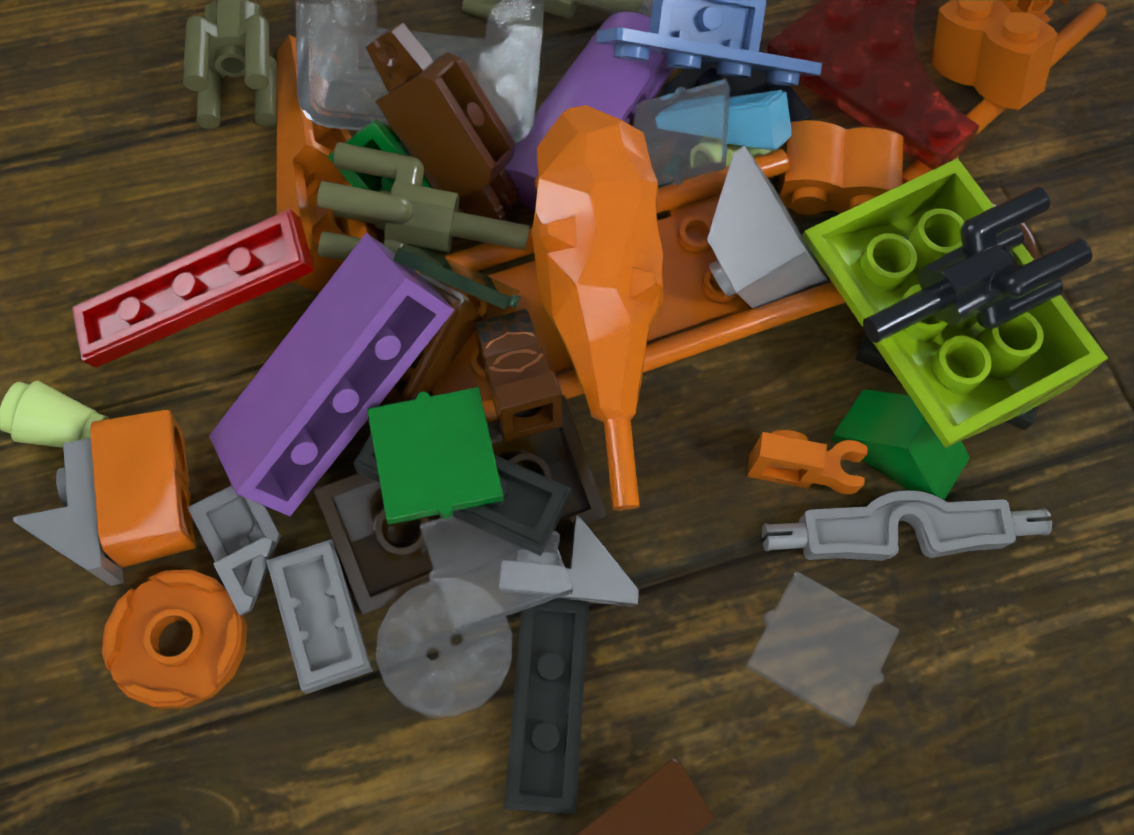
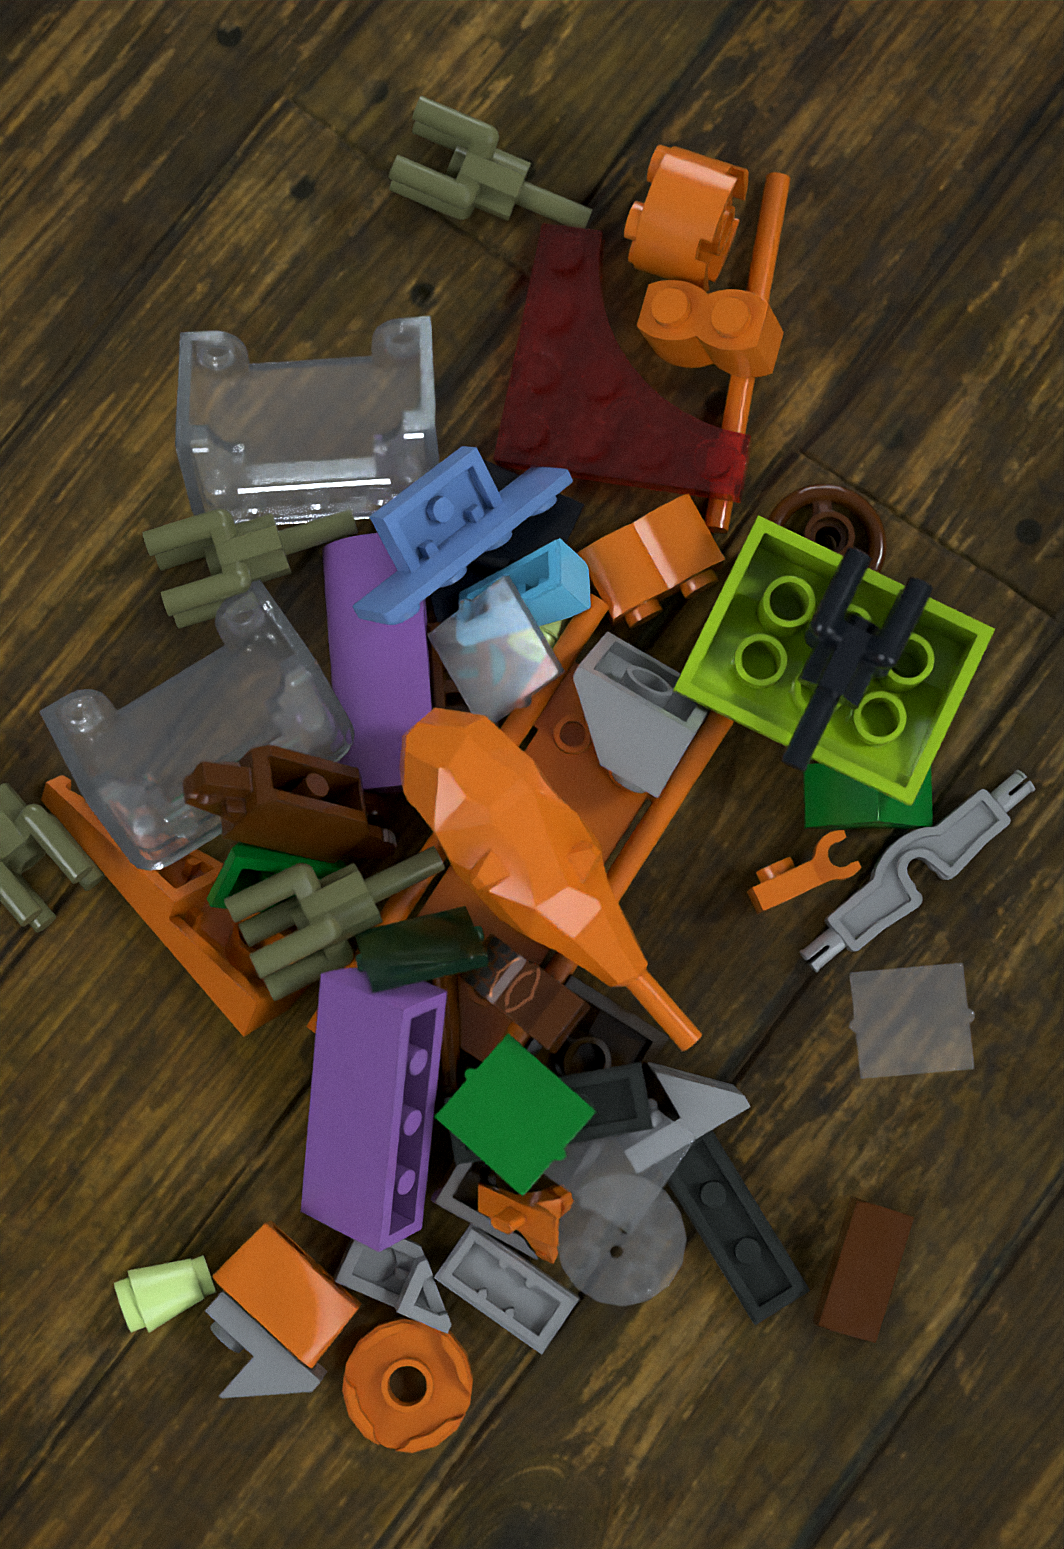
camera: 25 degrees left, 15 degrees up
(193, 288) = (187, 1103): red tile -> none
(384, 561) = (533, 1215): none -> orange piece

